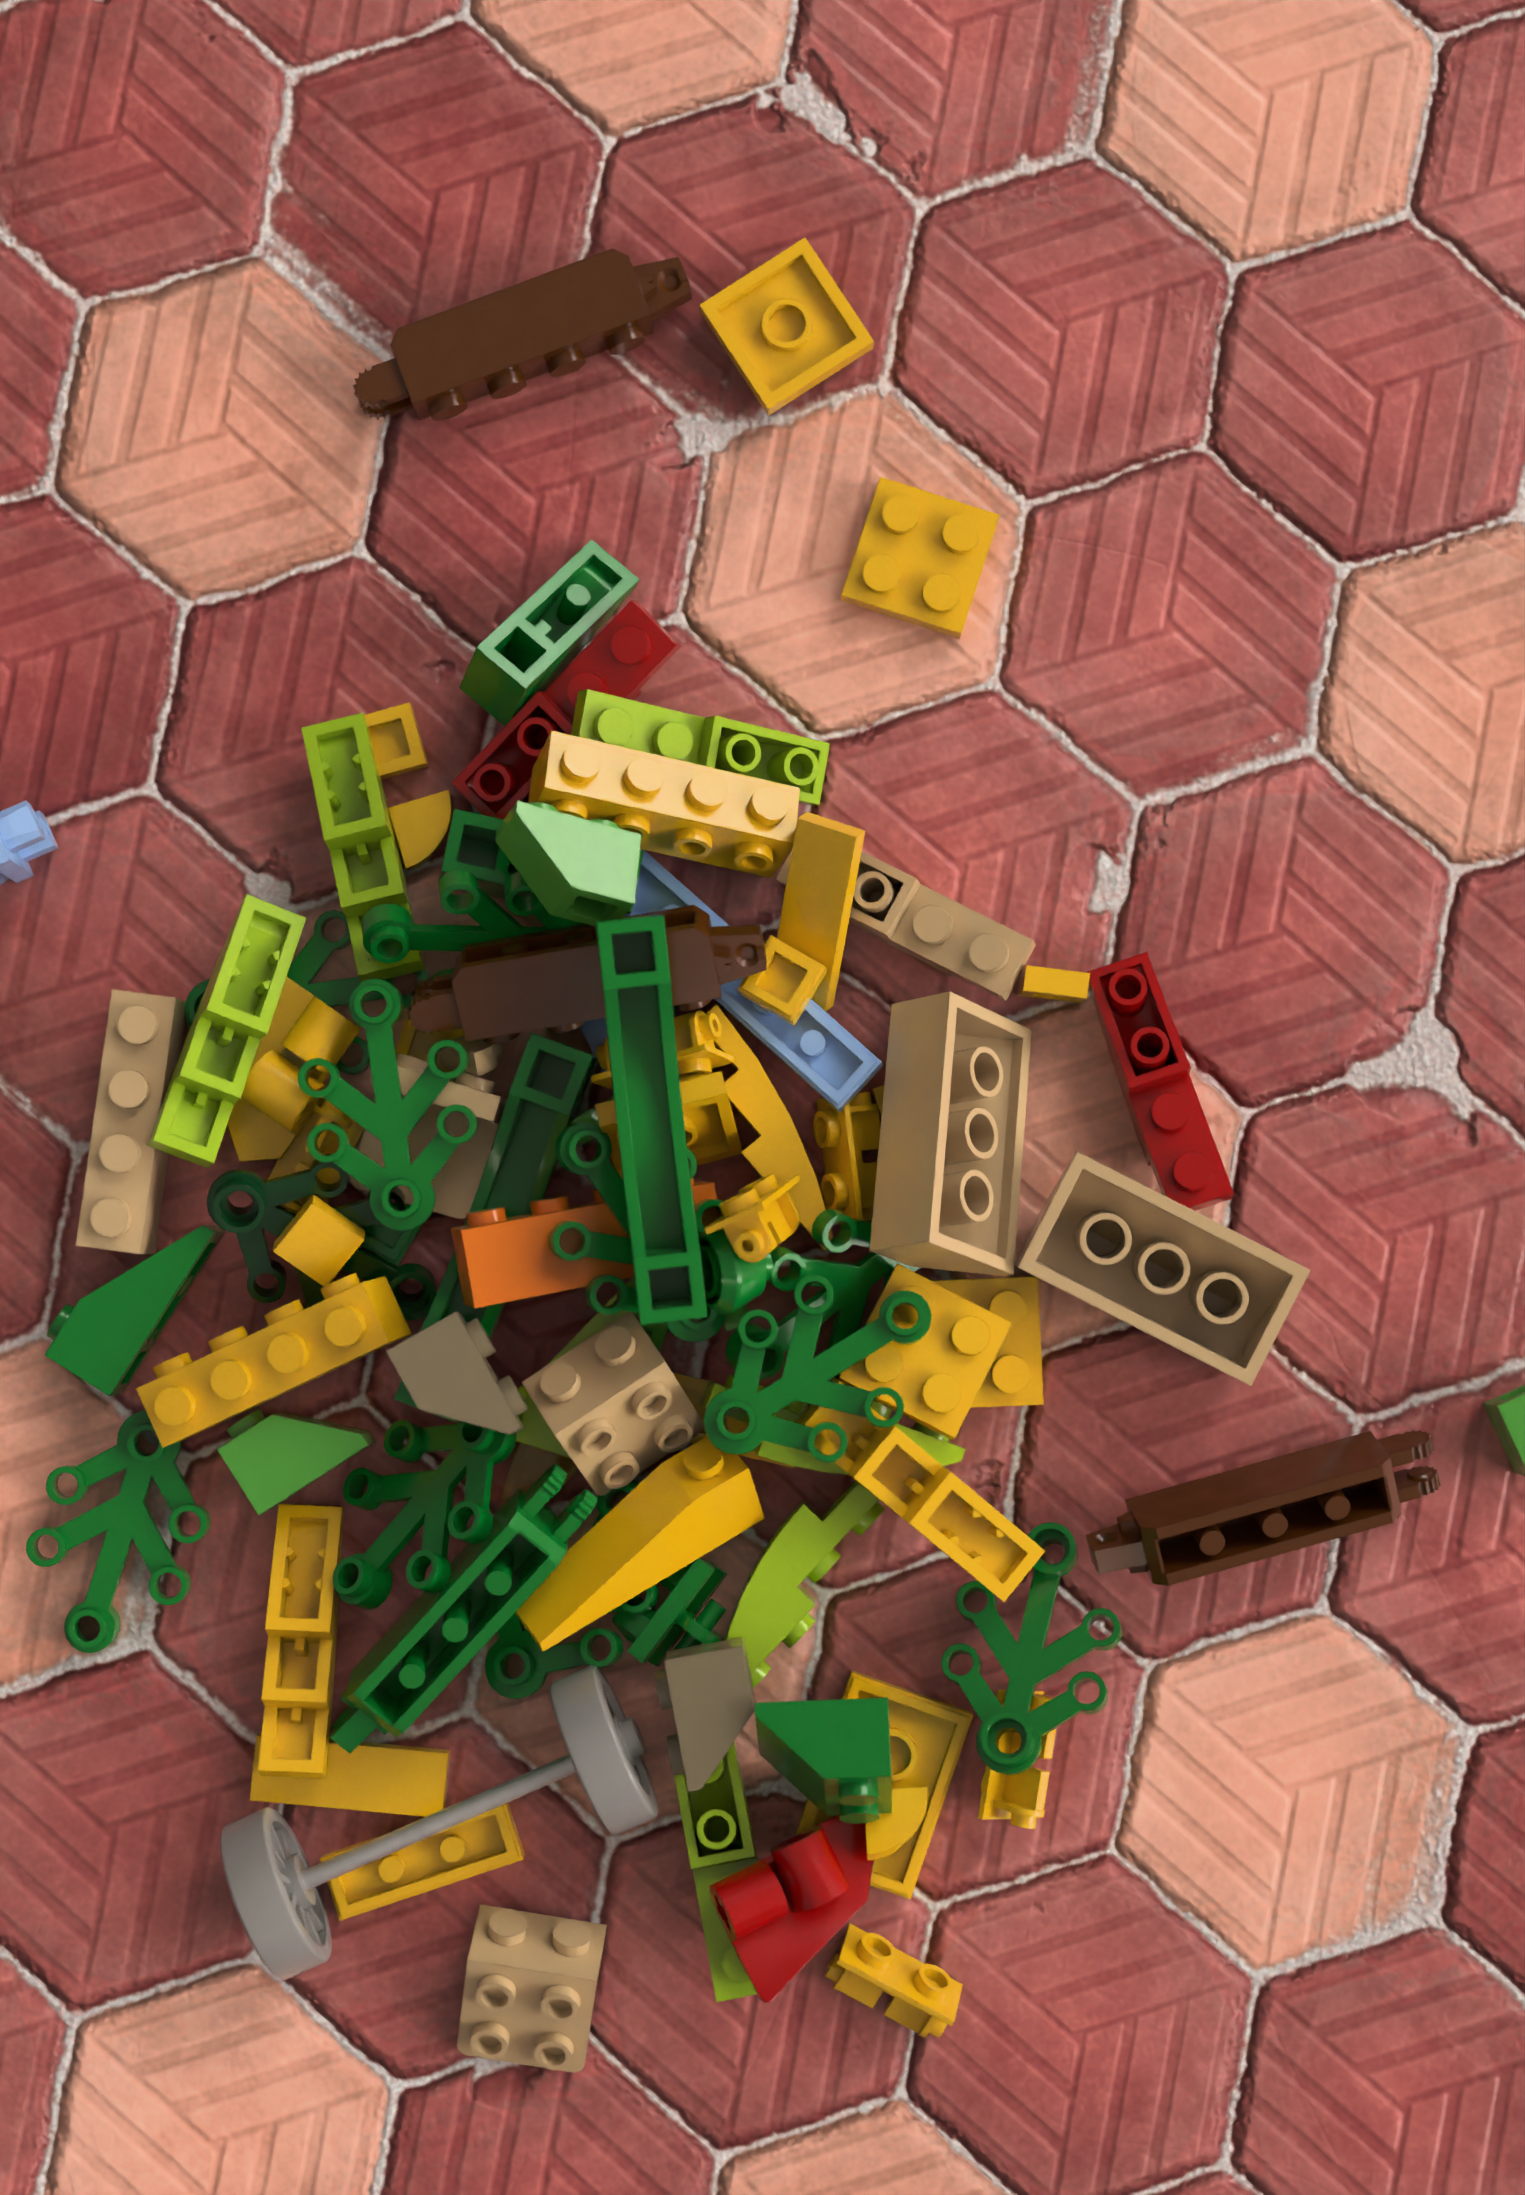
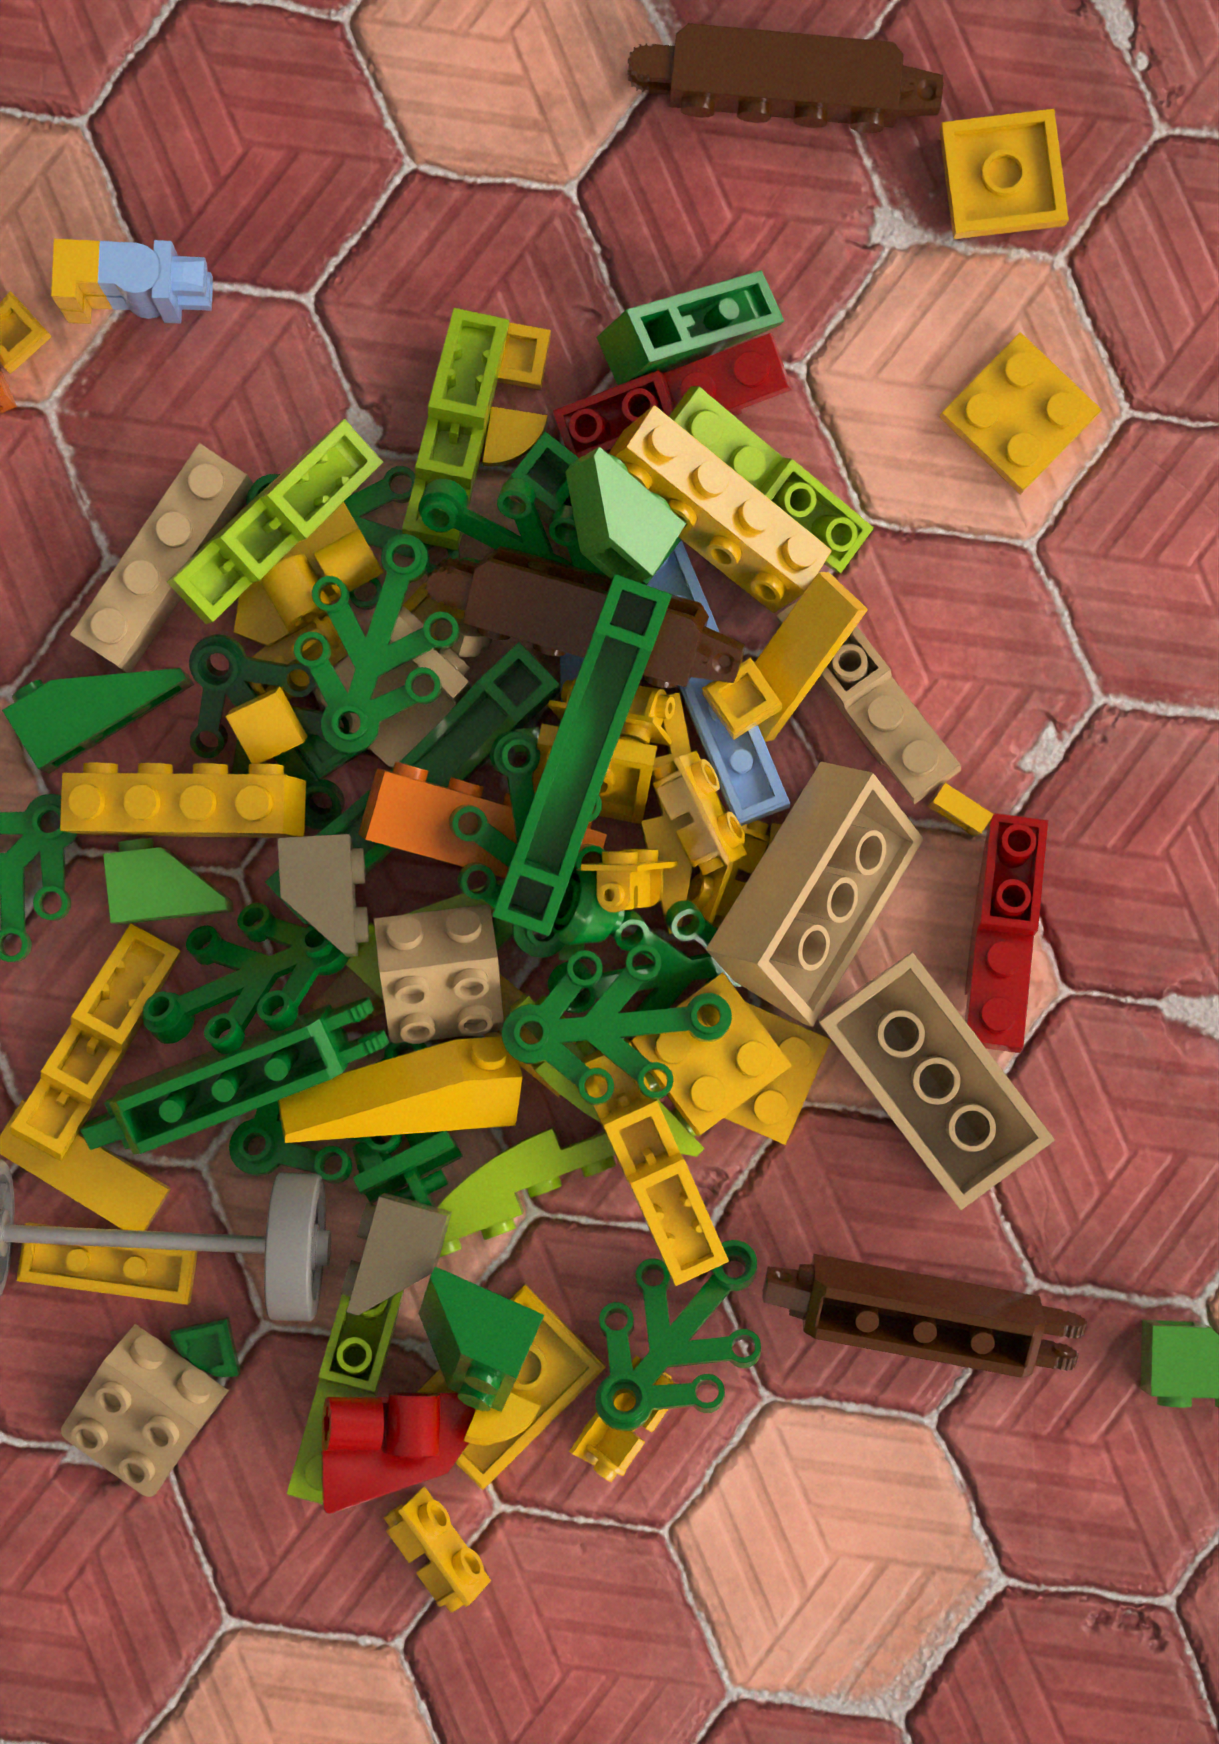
camera: 25 degrees right, 0 degrees up
(566, 1891) = (209, 1347): none -> green tile
(818, 1125) = (713, 828): none -> yellow hinge

